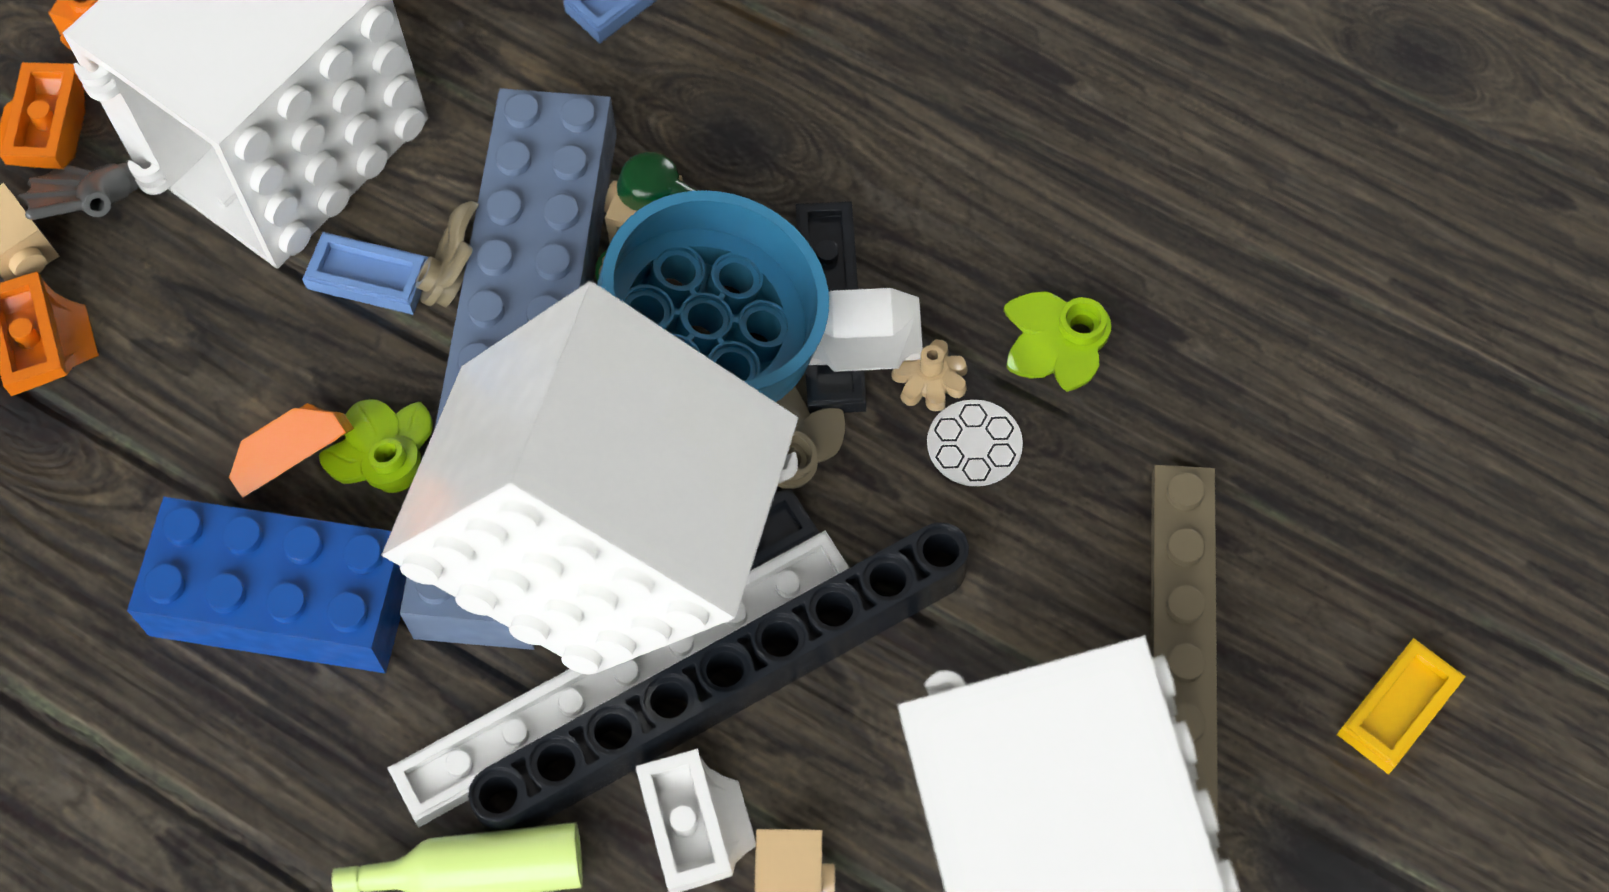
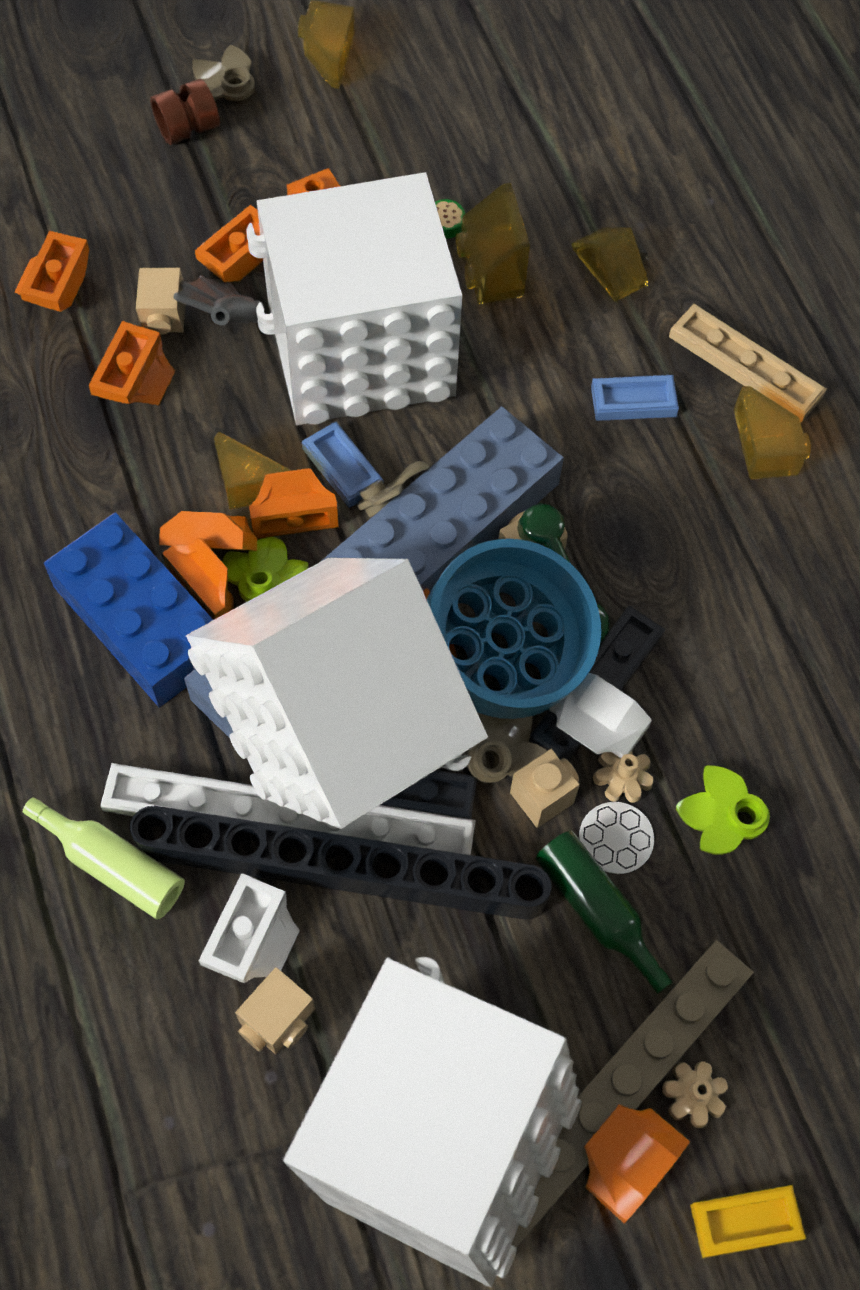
camera: 35 degrees right, 0 degrees up
(273, 355) = (242, 470): none -> clear yellow slope
(320, 491) = (201, 575): none -> orange slope
(355, 349) = (292, 504): none -> orange slope
(869, 443) = (545, 787): none -> tan brick
(1019, 516) = (599, 903): none -> dark green piece
(1254, 735) = (631, 1158): none -> orange slope
(1255, 626) = (687, 1095): none -> tan plant

